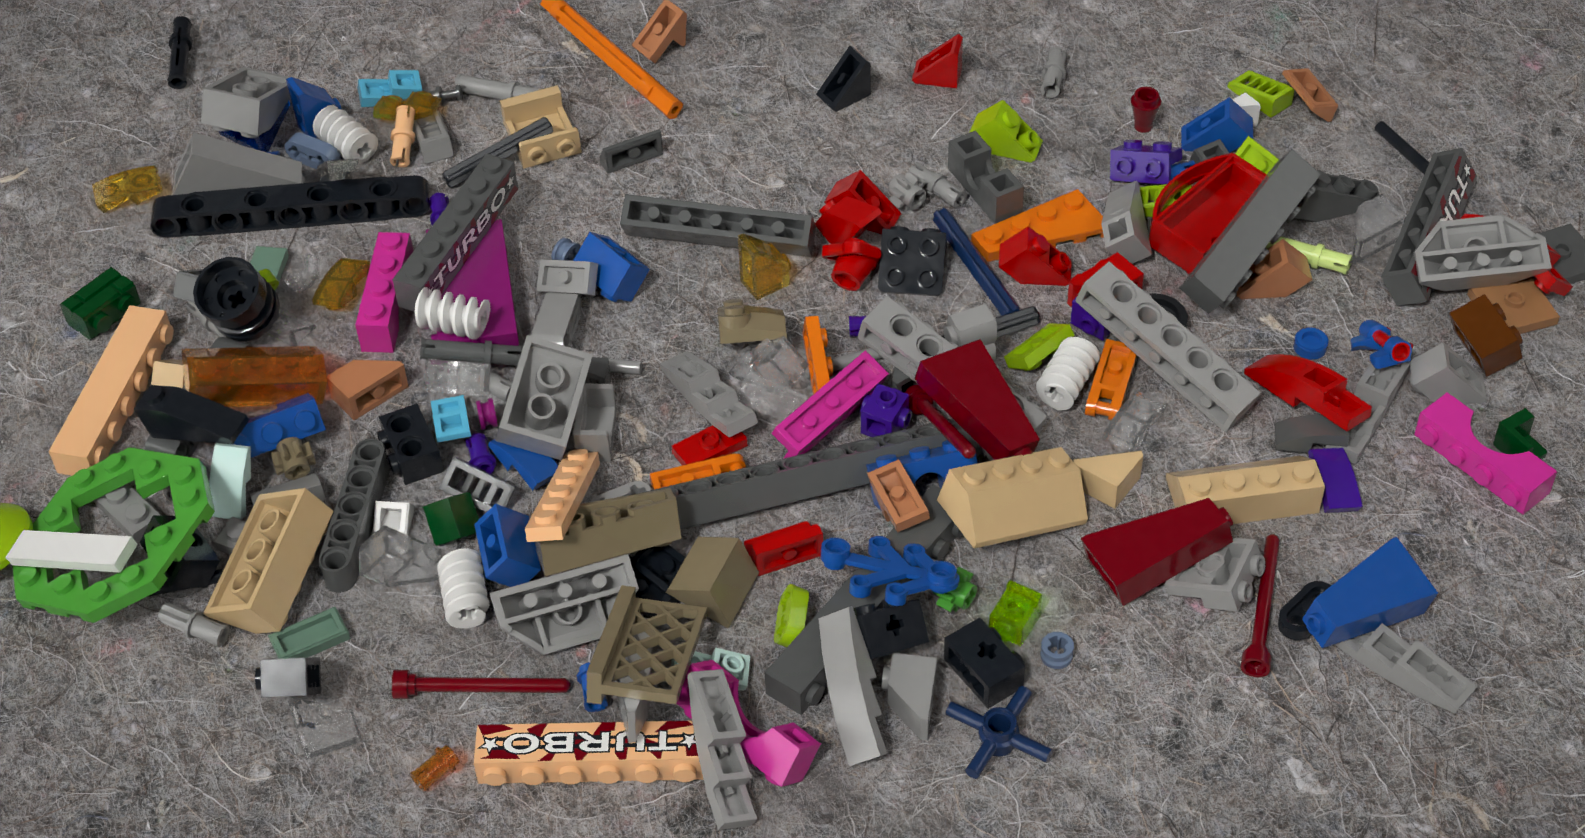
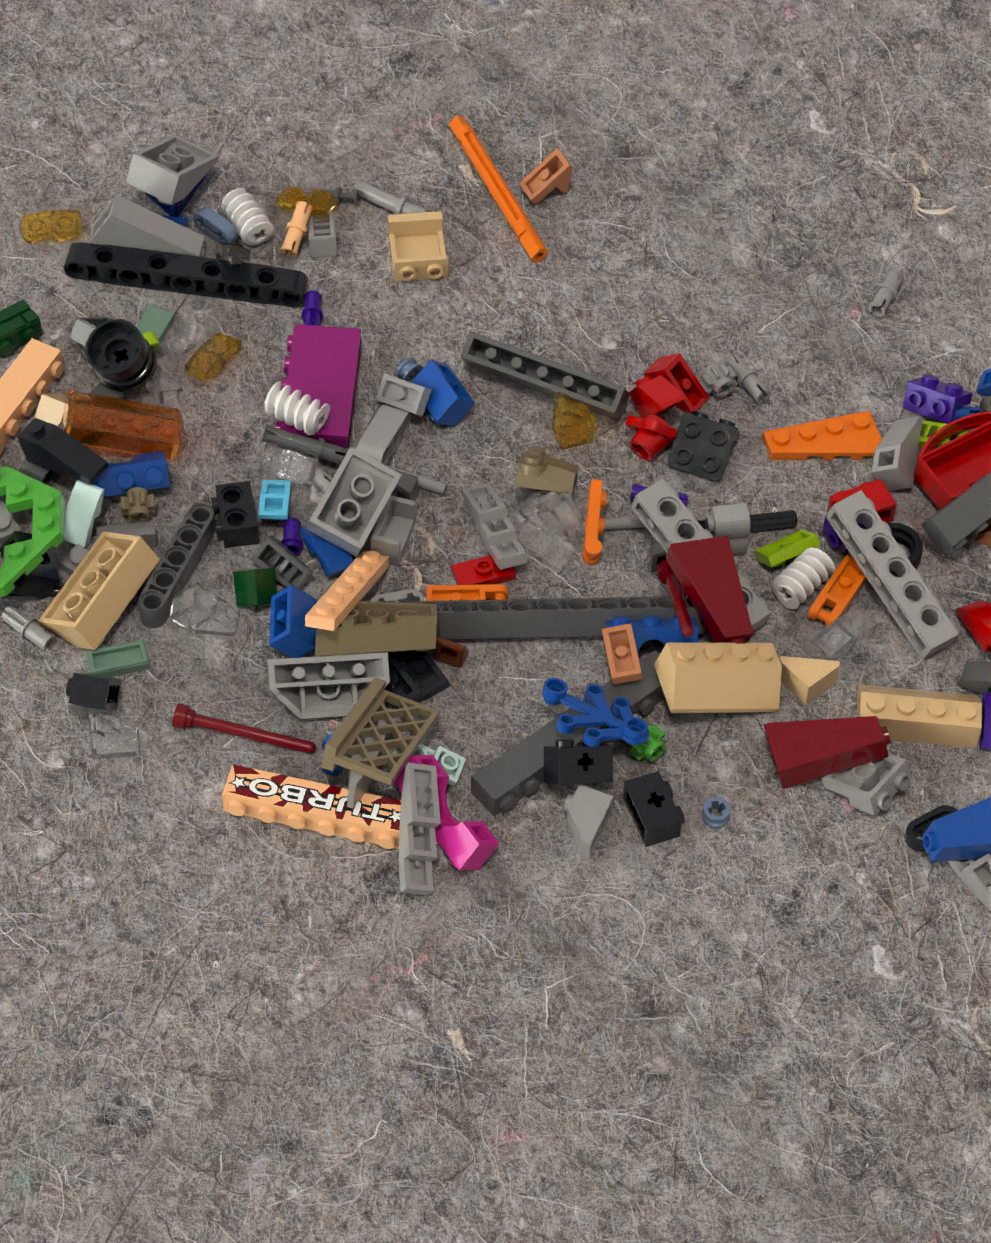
camera: 10 degrees right, 5 degrees up
(180, 45) = (124, 94): black pin -> none
(308, 102) = (222, 180): blue slope -> none
(366, 384) = (212, 453): nougat slope -> none
(378, 312) = (238, 388): dark pink arch -> none
(394, 515) = (207, 574): white slope -> none
(399, 83) = (304, 177): medium azure slope -> none
(435, 767) = (192, 790): clear orange pin -> none
(457, 230) = (319, 333): dark grey brick -> none
(463, 588) = (249, 648): white piece -> none
(486, 413) = (305, 501): magenta bush -> none
(502, 149) = (373, 263): black axle -> none
(631, 151) = (491, 287): dark grey slope -> none
(690, 533) = (450, 652): none -> copper slope
(715, 577) = (455, 687): dark tan slope -> none
(785, 547) = (519, 674): red panel -> none
(791, 614) = (508, 732): lime beam -> none
(829, 405) = (592, 561): dark pink fence -> none
(847, 82) = (698, 262): black slope -> none
(849, 686) = (535, 802): light grey slope -> none
(885, 411) = (636, 577): dark purple brick -> none
(941, 66) = (787, 264): red slope -> none
(975, 262) = (757, 458): dark blue axle -> none
(995, 192) = (793, 395): dark grey arch -> none
(998, 743) = (646, 877): dark blue bar -> none
(1007, 133) = (822, 344): lime slope -> none
(1016, 613) = (691, 774): clear neon green brick -> none
(1034, 260) = (808, 469): red slope -> none
(1145, 106) = (953, 346): dark red cone -> none
(1256, 658) = (877, 858): dark red piece -> none

